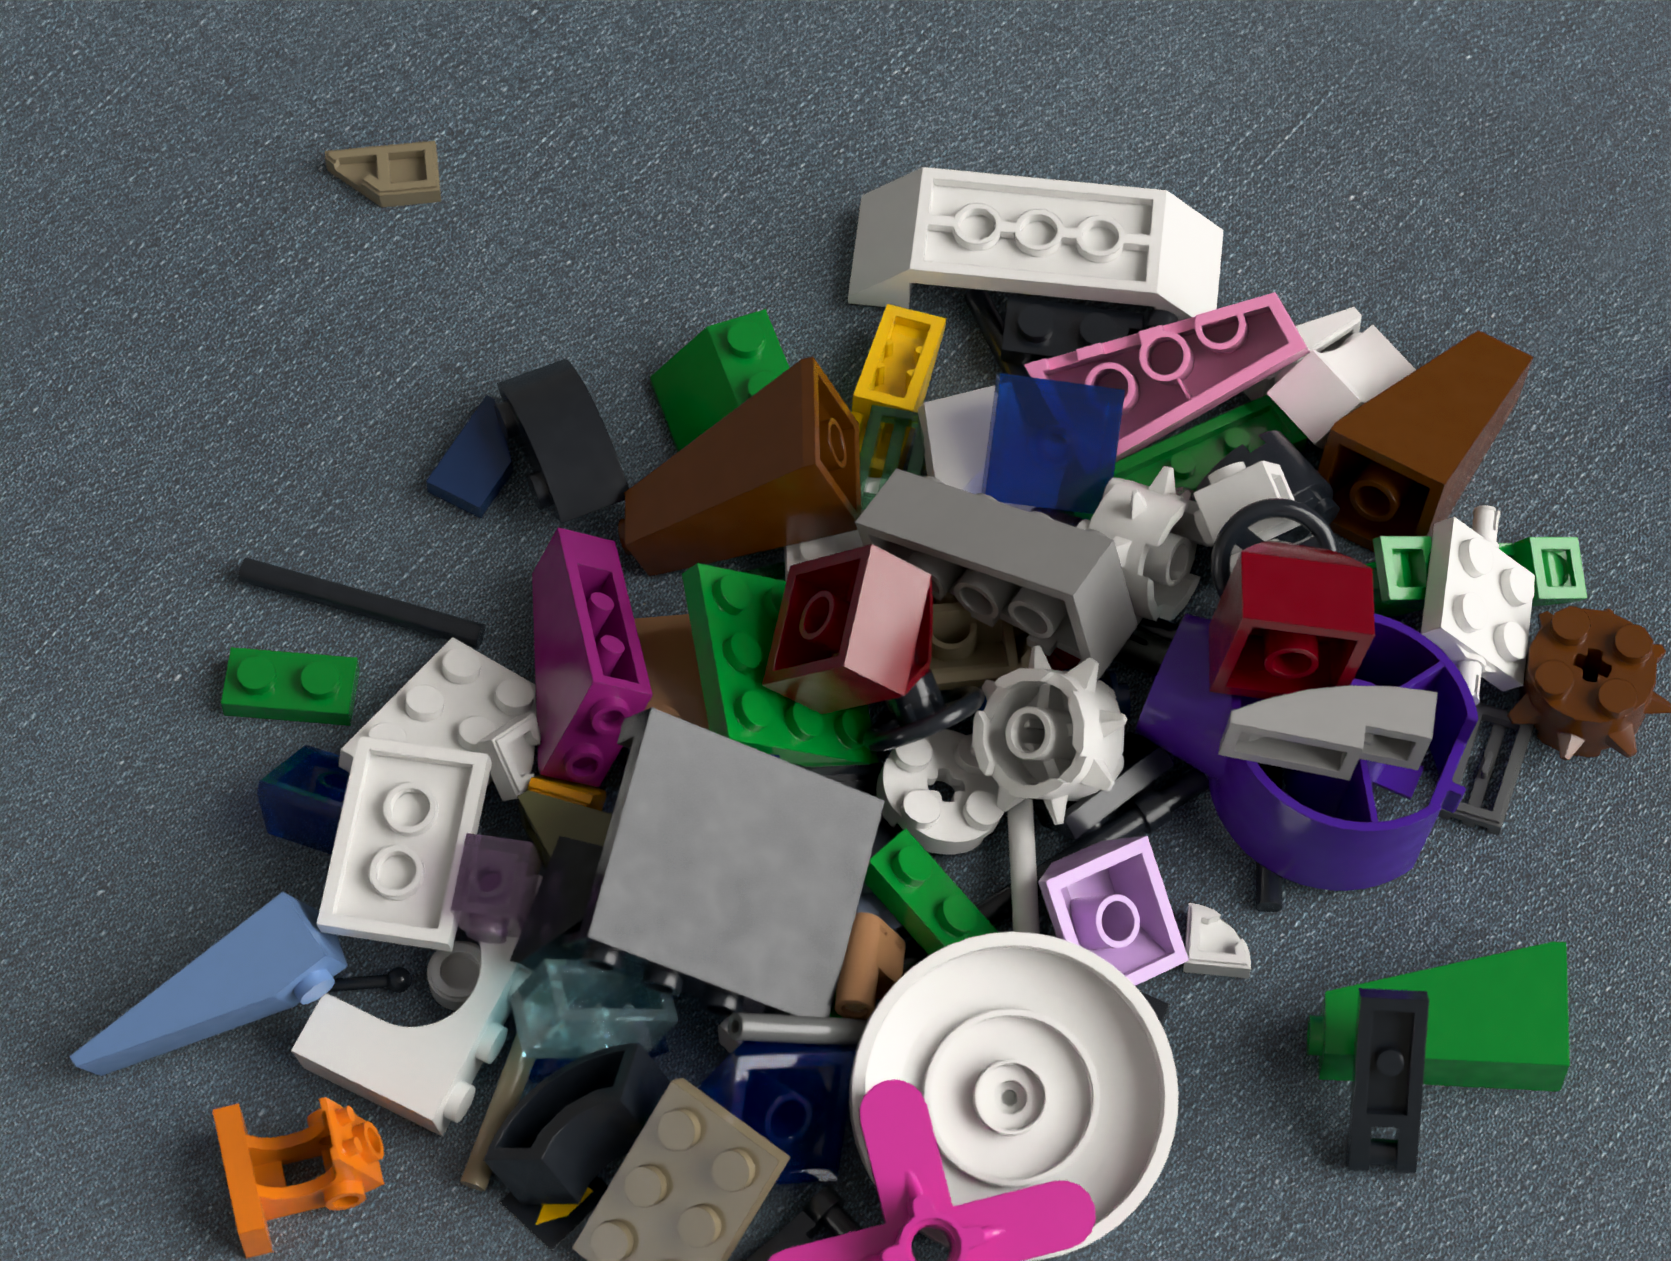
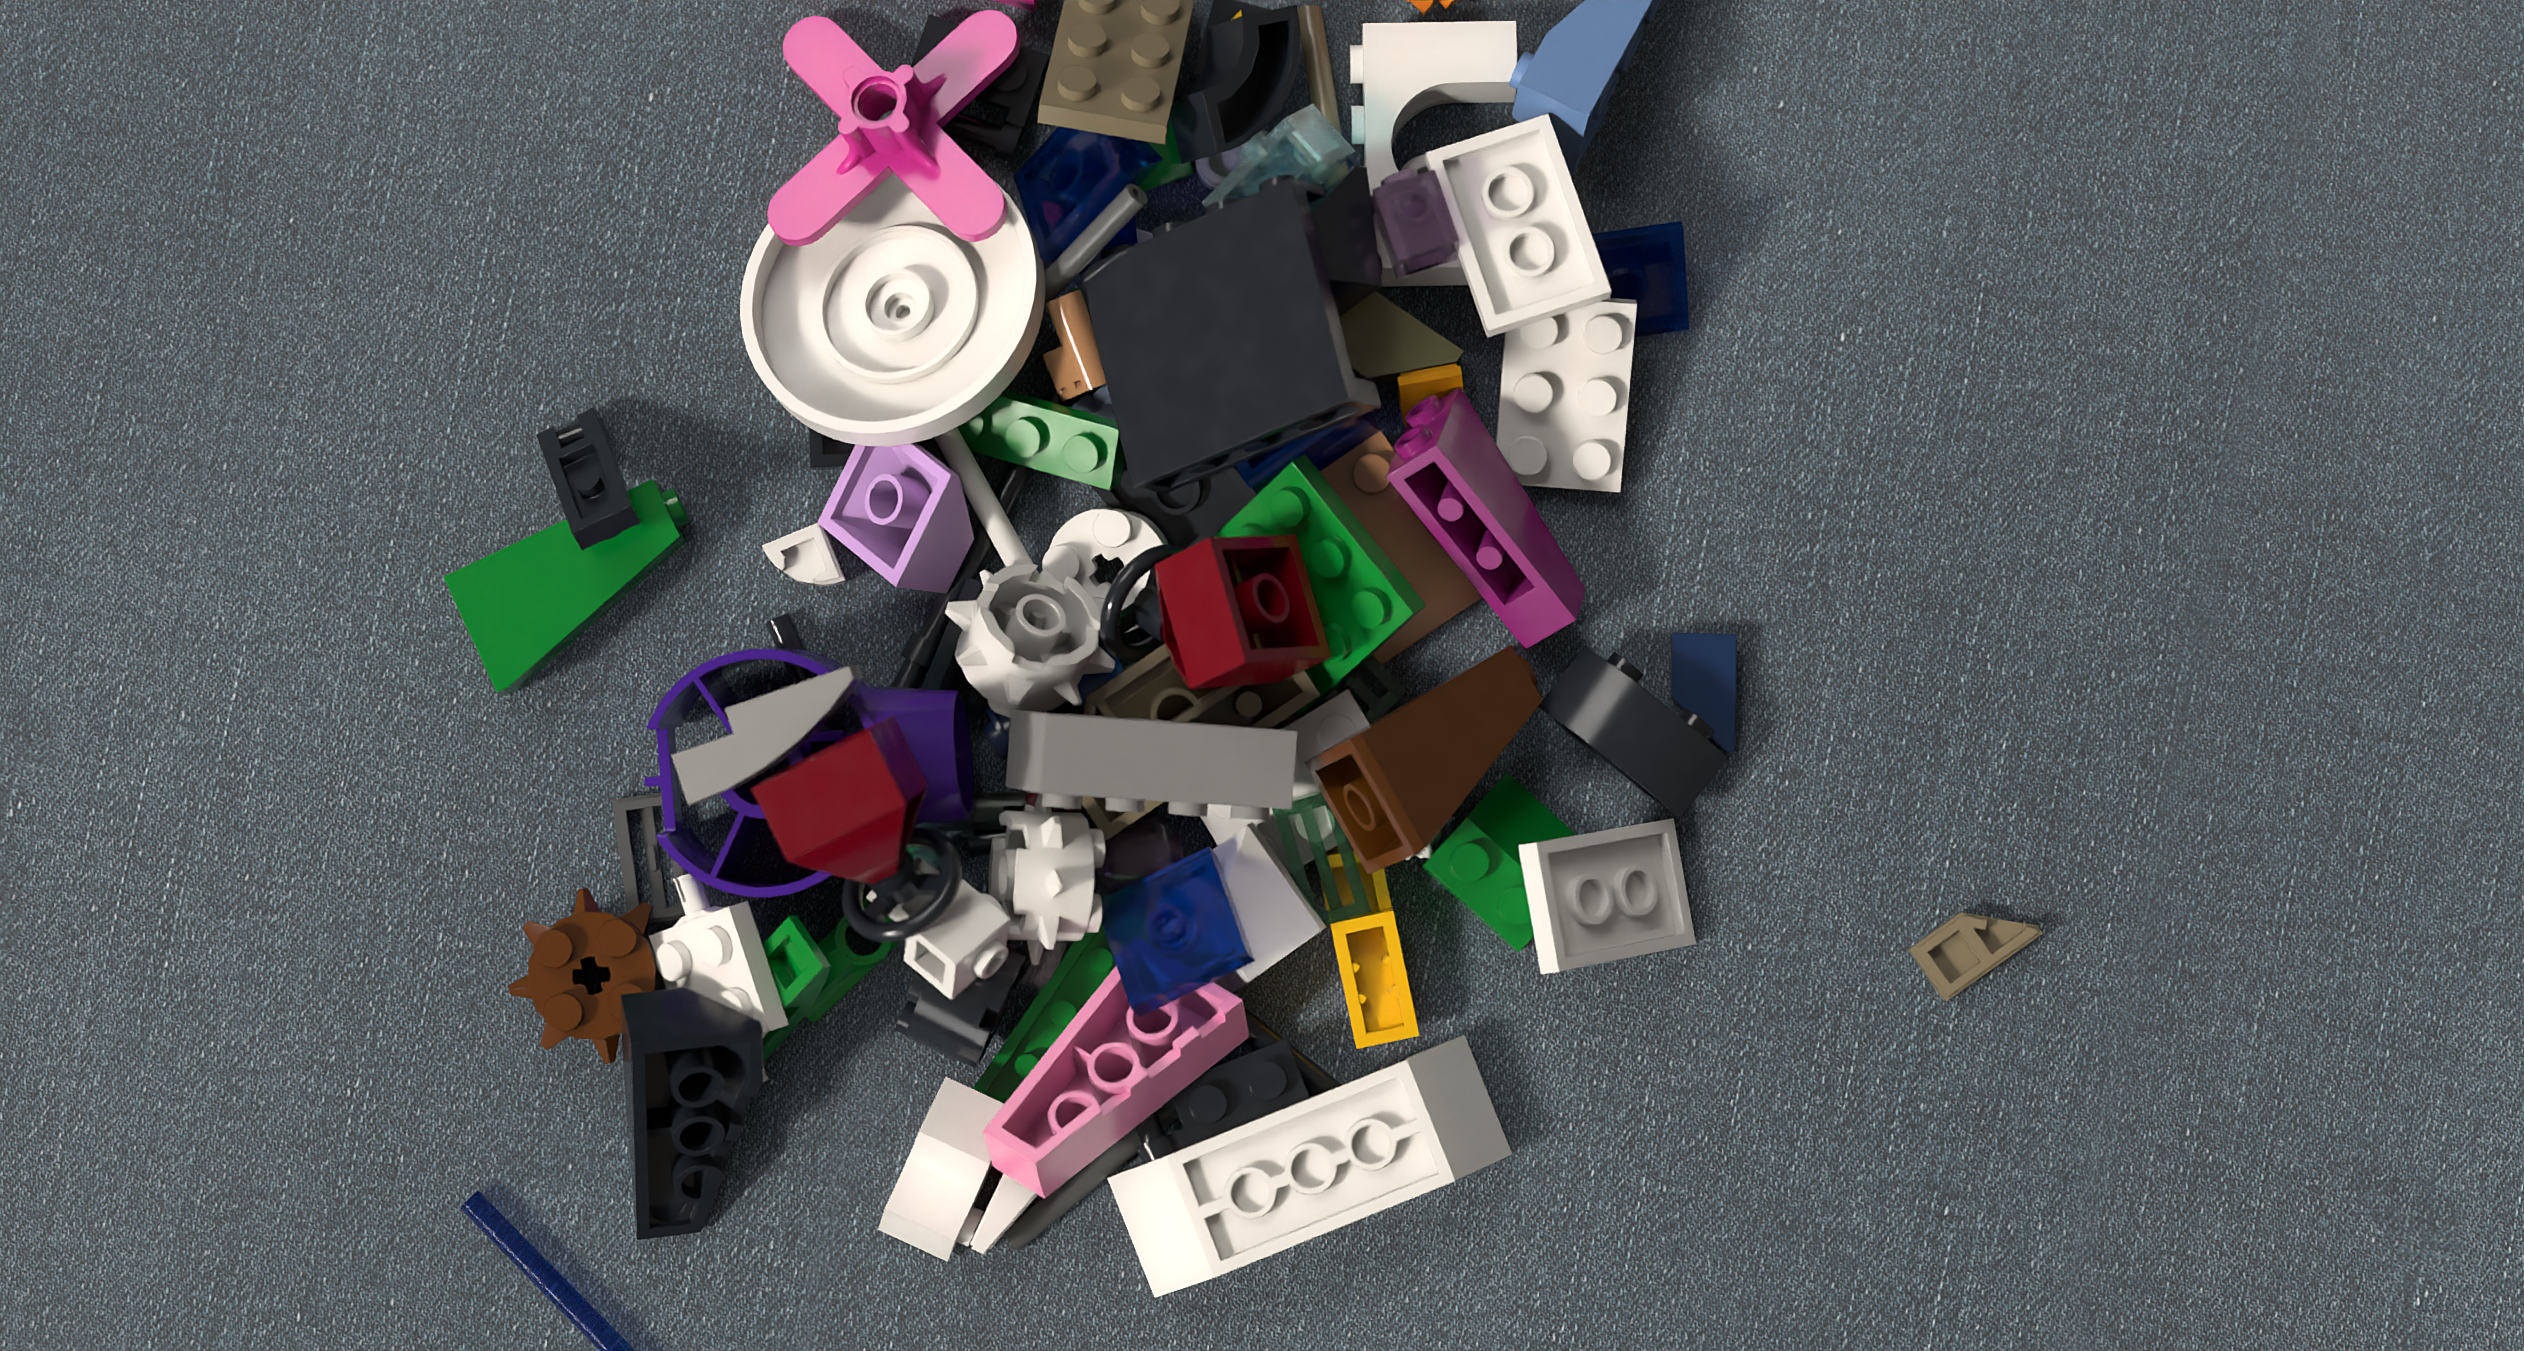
camera: 150 degrees right, 25 degrees up
(290, 686) = (1735, 374): green plate -> none
(361, 602) = (1723, 489): black bar -> none
(512, 754) = (1494, 390): white tile -> none
(666, 317) = (1606, 895): none -> white plate
(1420, 441) = (851, 1129): reddish brown slope -> none
(1556, 534) = (686, 1093): none -> black wedge

